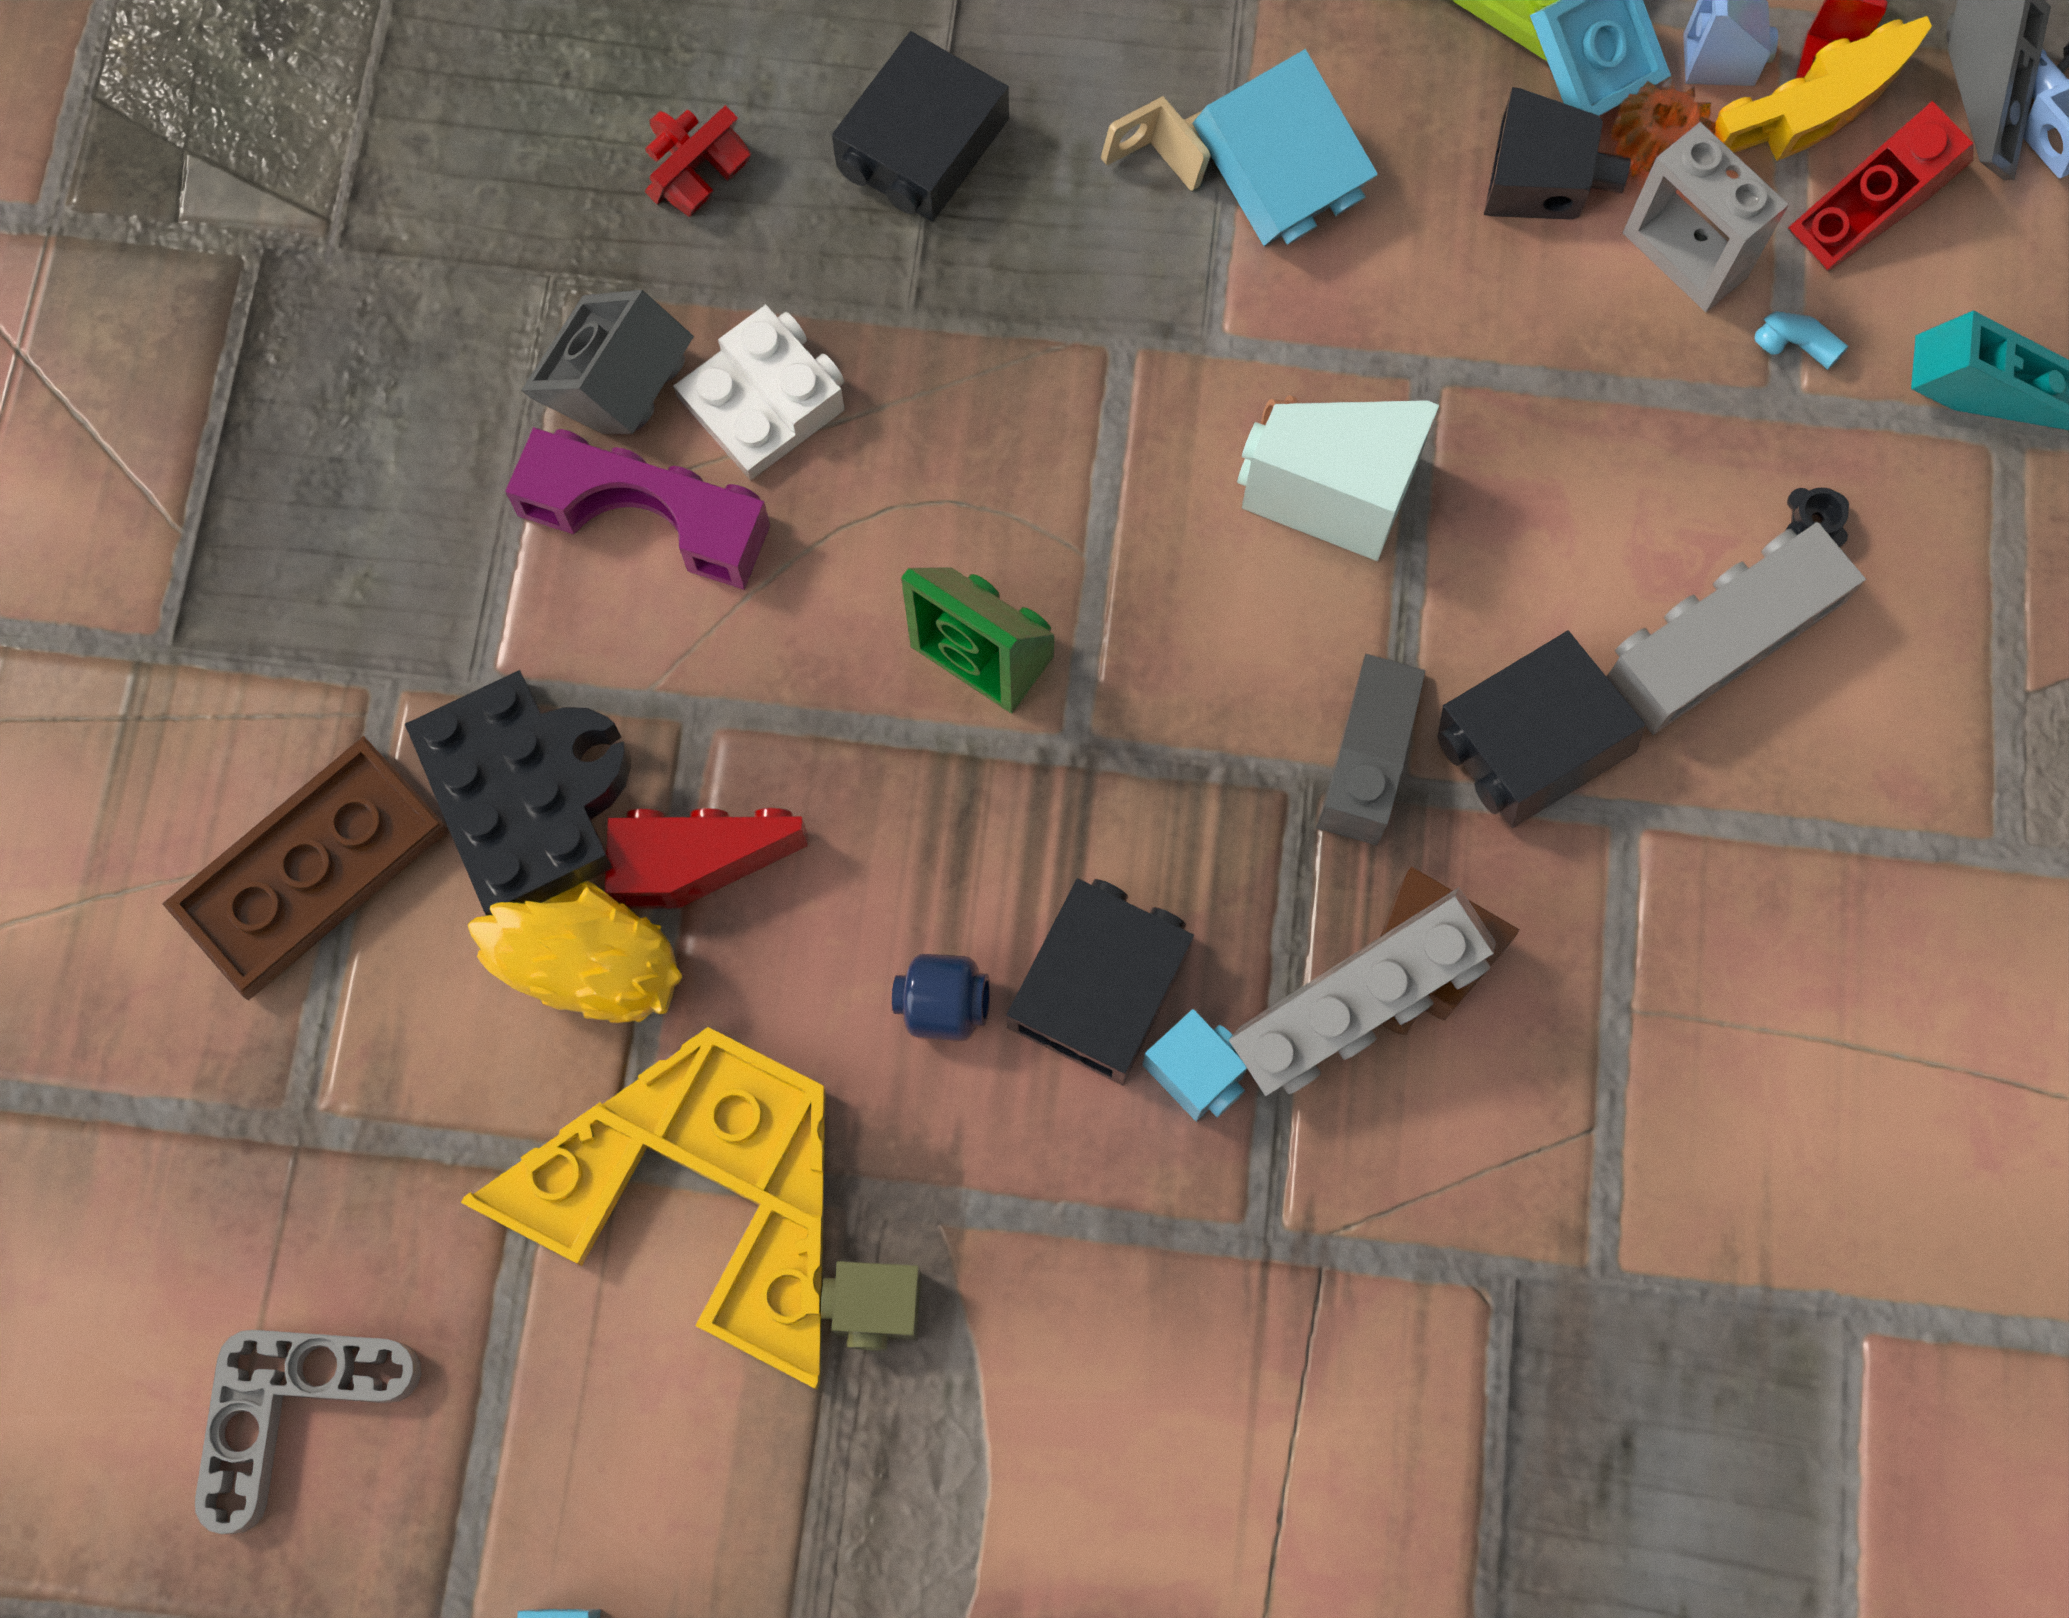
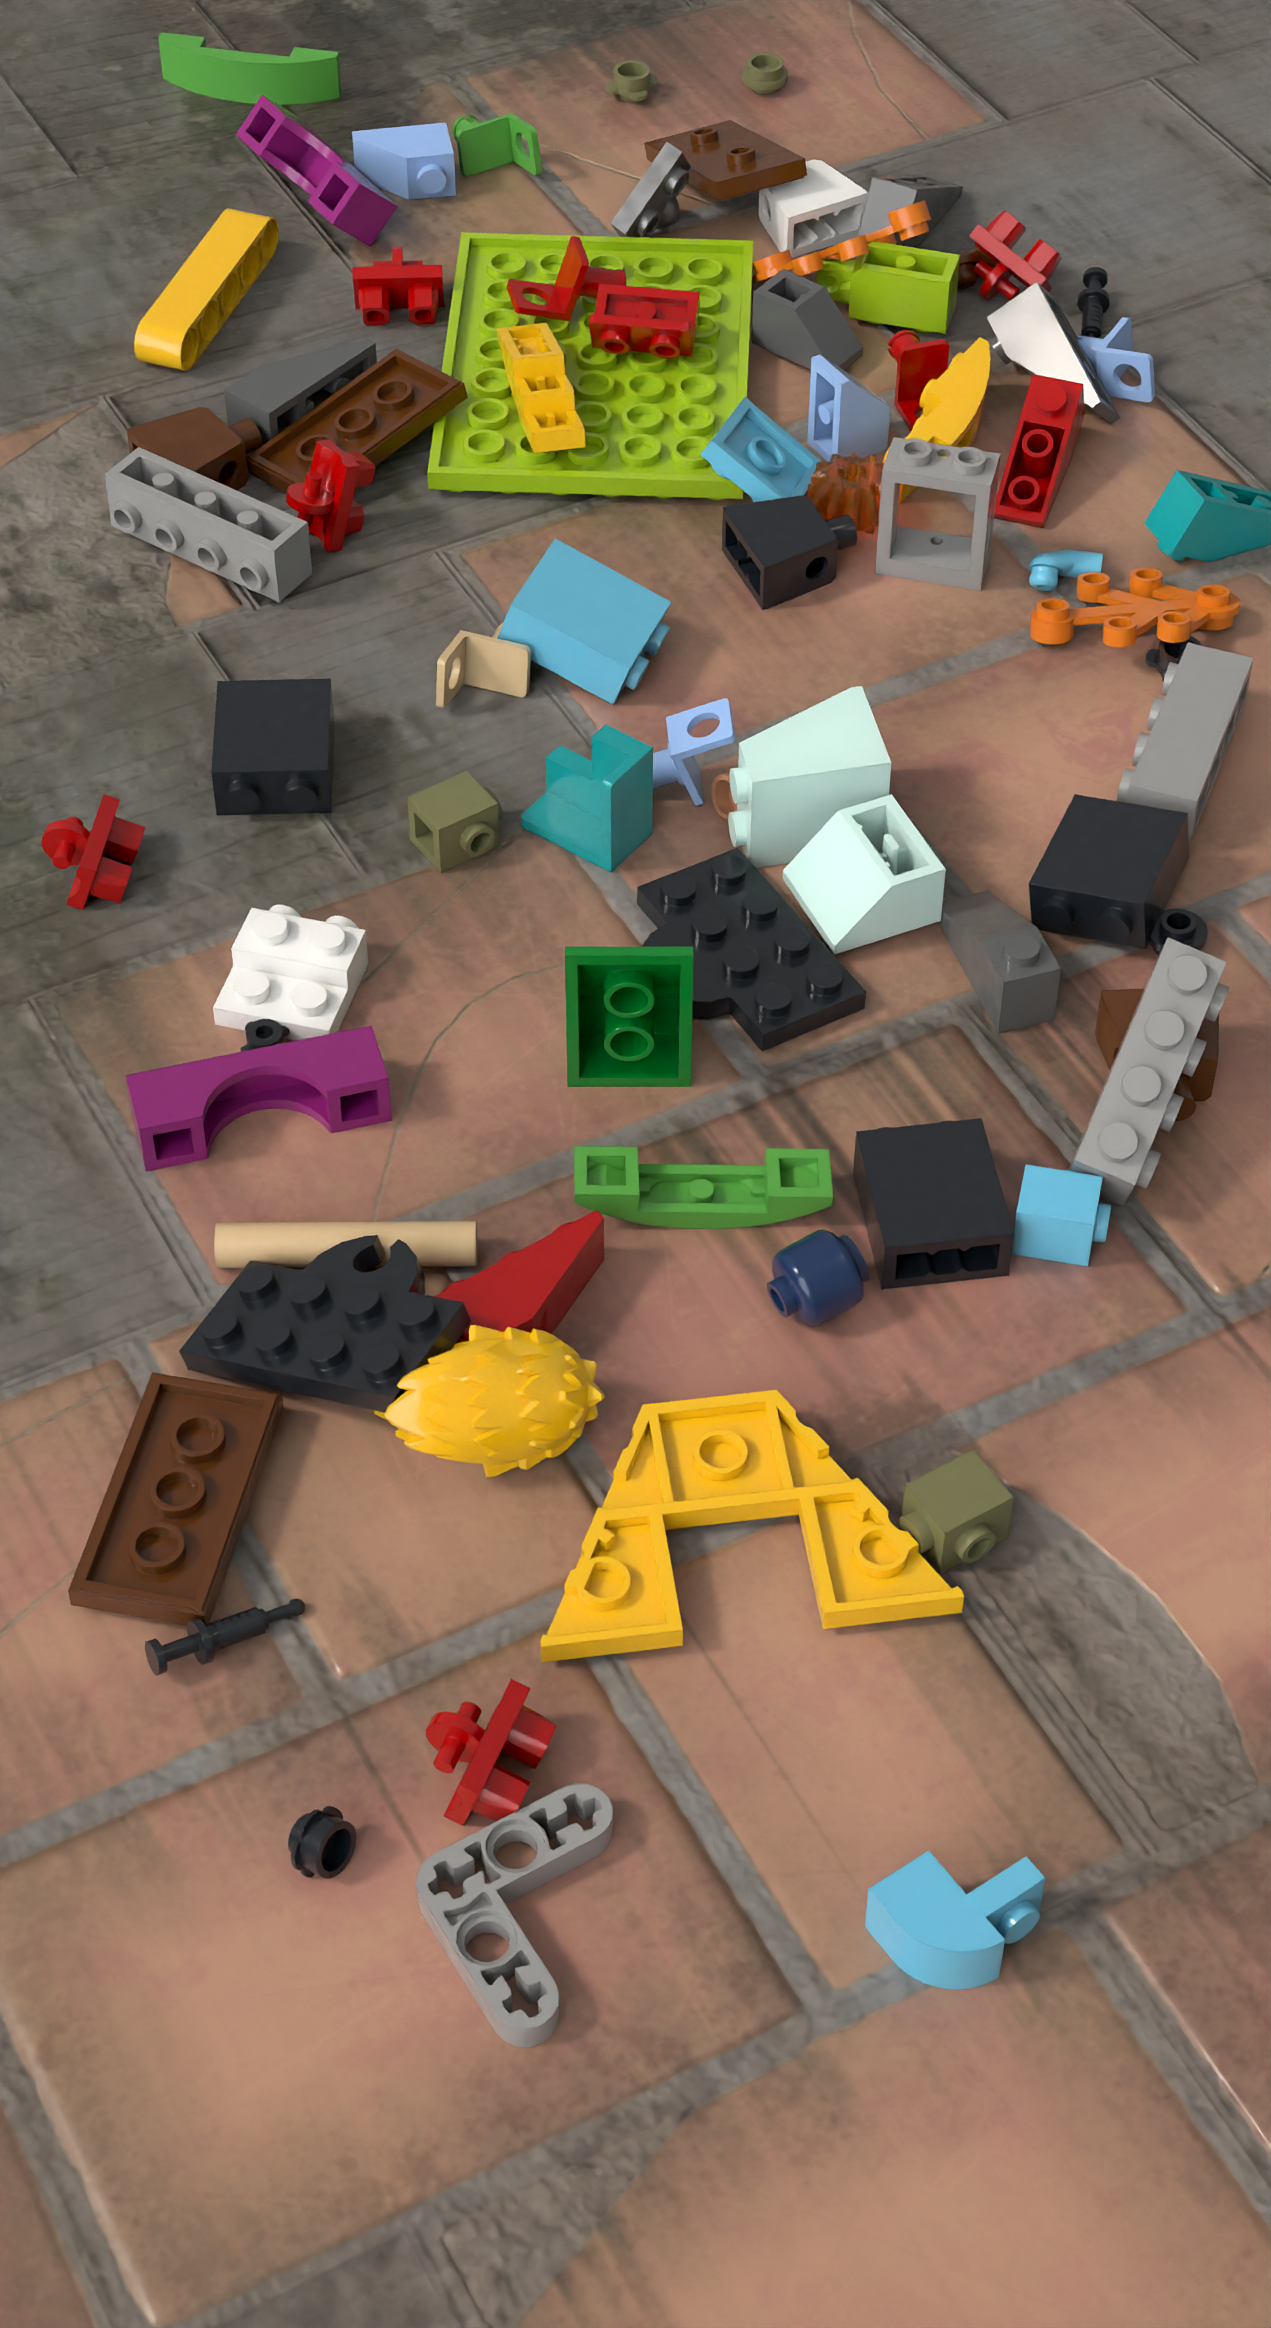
camera: 35 degrees left, 25 degrees down
(187, 1258) = (322, 1843): none -> black plate
(250, 1014) = (219, 1634): none -> black piece
(332, 1294) = (510, 1730): none -> red hips
(588, 688) = (301, 1242): none -> tan piece
(610, 361) = (142, 1012): dark grey slope -> none
(696, 443) = (263, 1034): none -> black piece
(923, 835) = (701, 1194): none -> bright green slope
(1013, 307) = (454, 821): none -> olive brick
(1141, 364) = (597, 805): none -> teal panel
(1156, 601) = (748, 950): none -> black plate
(1256, 359) = (678, 760): none -> light blue bracket
(1312, 598) = (867, 876): none -> light aqua slope
(1553, 846) = (1180, 926): none -> black plate
(1890, 468) = (1135, 612): none -> orange plant

